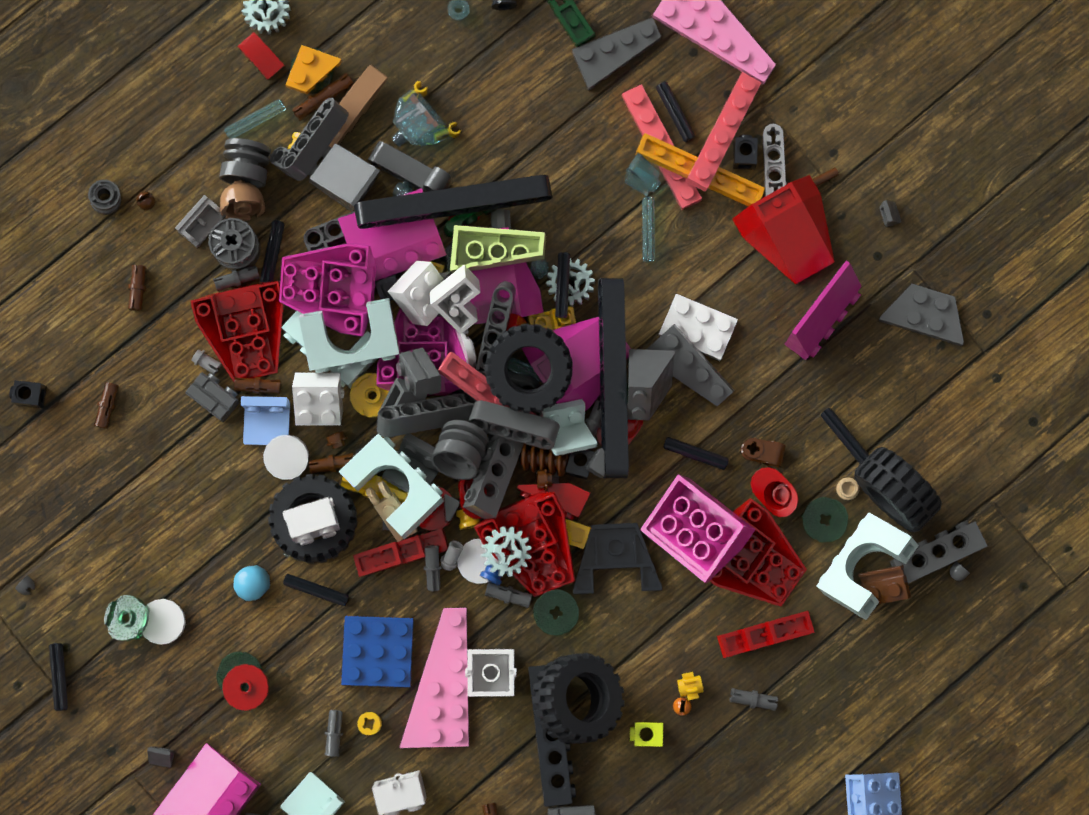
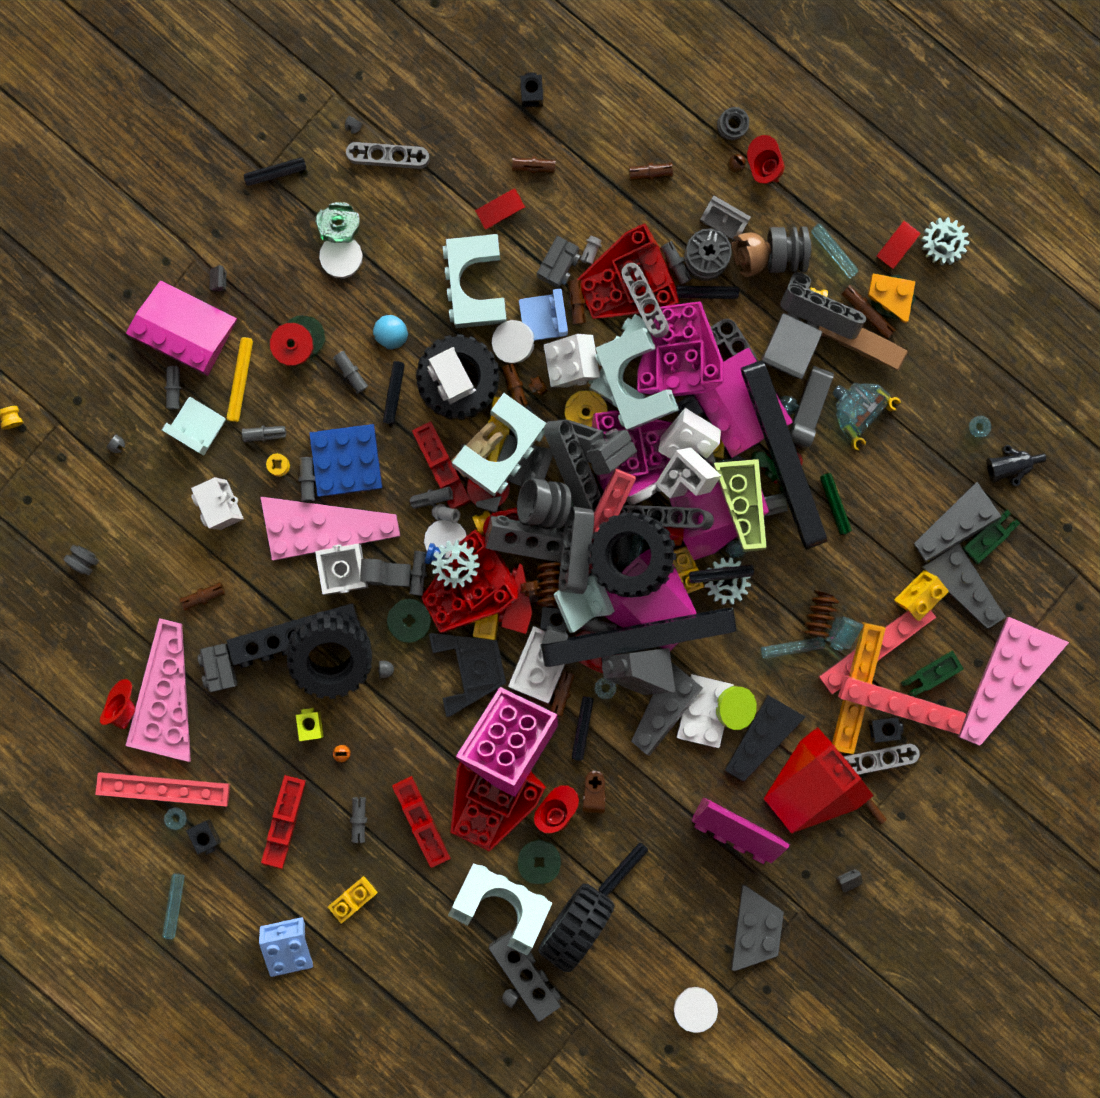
camera: 70 degrees right, 5 degrees up
(61, 554) = (388, 151): none -> light grey beam
(145, 447) = (500, 208): none -> red slope
(148, 170) = (765, 159): none -> red piece
(244, 499) = (460, 255): none -> light aqua arch
(269, 312) = (642, 301): none -> light grey beam
(271, 750) = (239, 379): none -> yellow axle
(285, 631) = (350, 372): none -> dark grey pin
(390, 695) = (306, 479): none -> dark grey pin
(503, 628) = (383, 573): none -> dark grey beam
(510, 162) = (835, 503): none -> dark green axle
(549, 41) = (964, 519): none -> dark grey wing
(602, 646) = (385, 669): none -> dark grey hinge
(616, 93) = (921, 594): none -> yellow bracket
(620, 194) = (821, 614): none -> reddish brown piece
(630, 494) = (531, 674): none -> white plate
(656, 467) = (562, 693): none -> reddish brown pin
(662, 429) = (605, 695): none -> clear light blue plate
(675, 111) = (914, 654): black axle -> none
(690, 686) = (360, 758): yellow gear -> none
(697, 96) = (934, 673): none -> dark green hinge
(700, 294) = (736, 707): none -> lime tile
(729, 270) = (767, 730): none -> black wing
(744, 778) = (283, 822): none -> red slope
(835, 719) = (352, 899): none -> yellow slope
(847, 488) = (572, 879): tan plate -> none
(886, 584) = (486, 929): reddish brown plate -> none
(997, 387) = (695, 1009): none -> white tile

